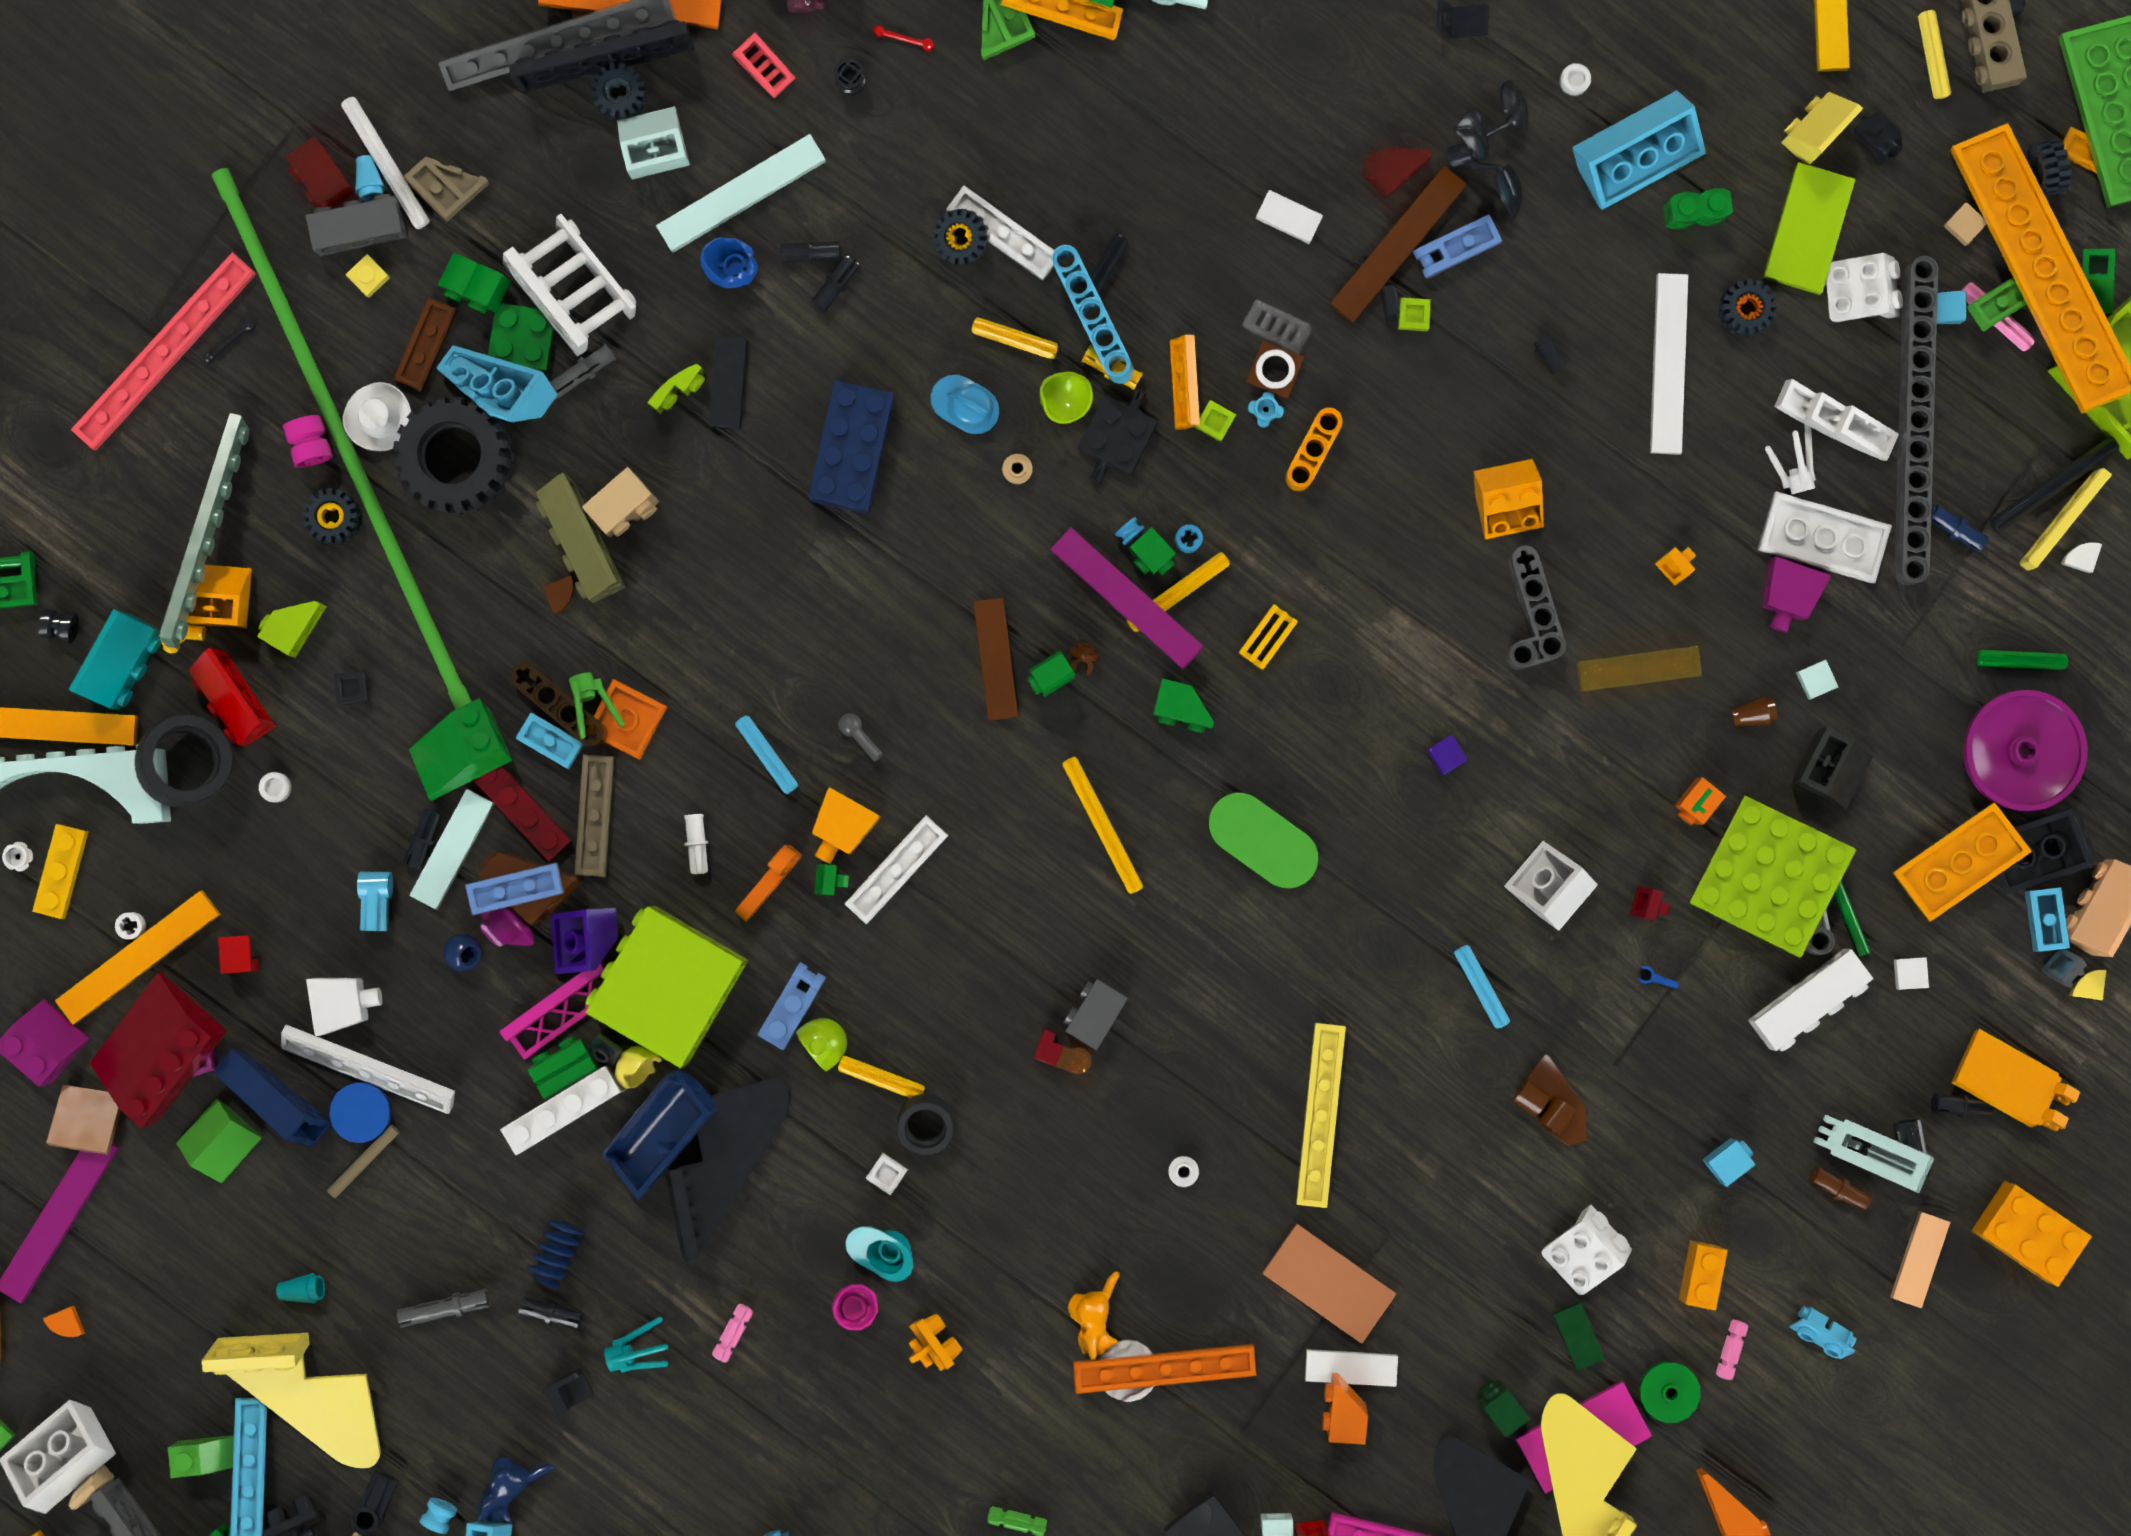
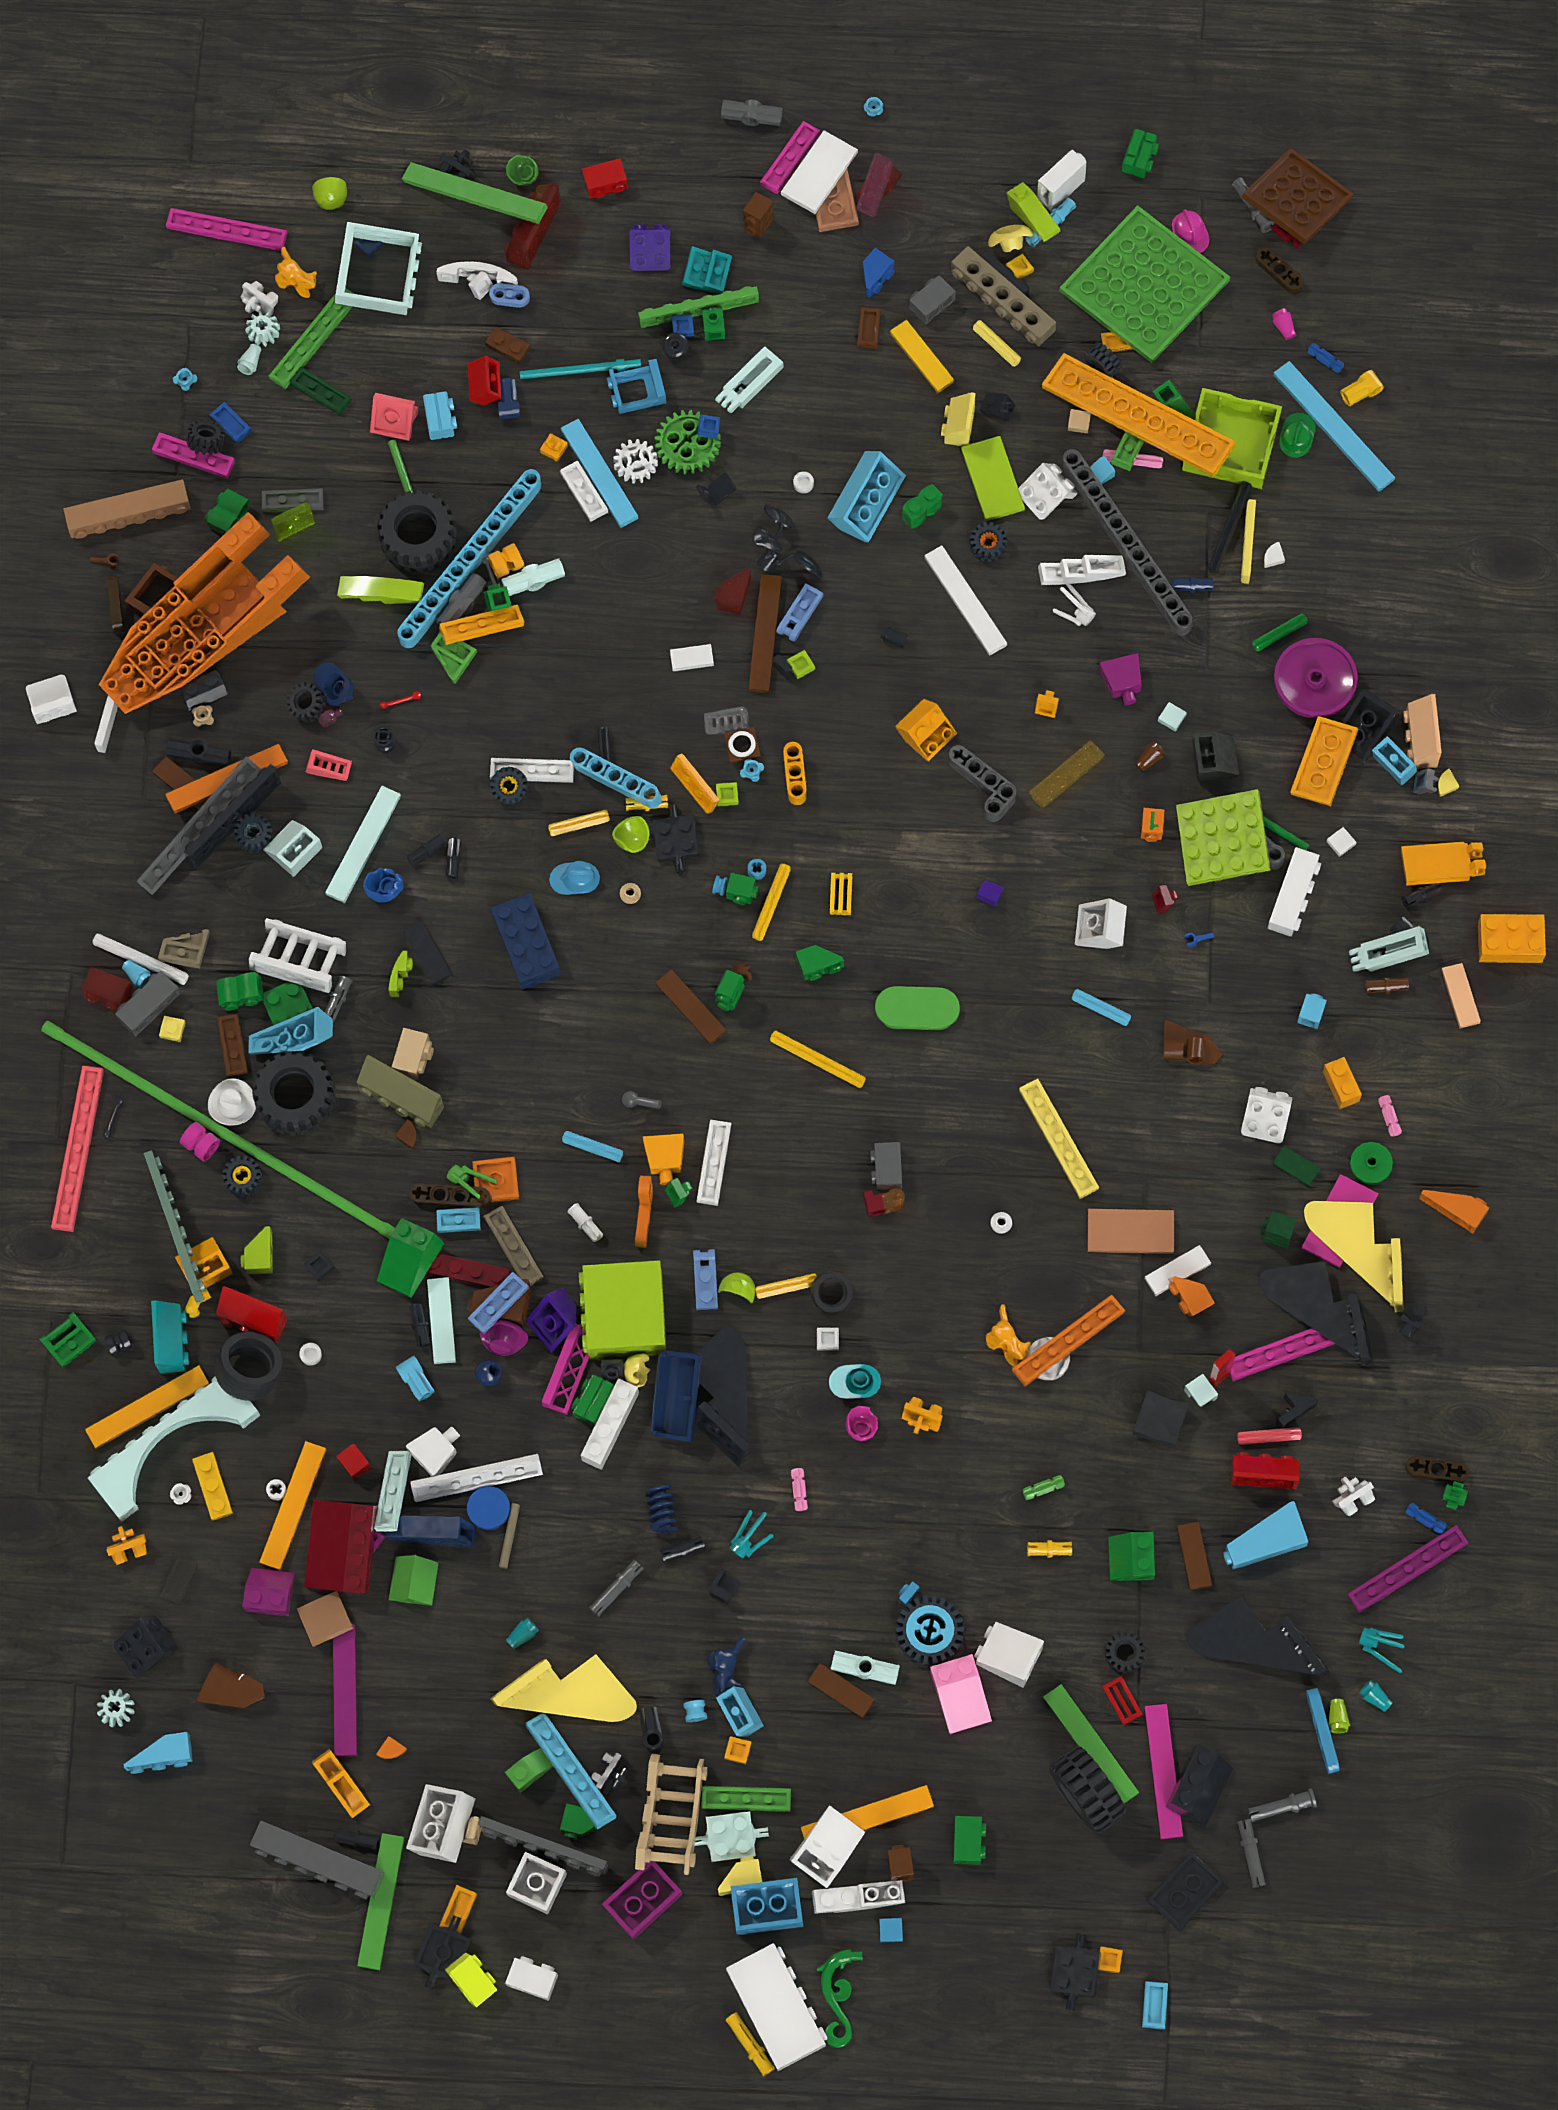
camera: 30 degrees left, 15 degrees down
(257, 1023) = (392, 1491): none -> light aqua tile
(1127, 598) = (744, 922): magenta tile -> none
(1811, 1327) = (1426, 1073): medium azure hinge -> none
(1824, 537) = (1121, 637): white tile -> none

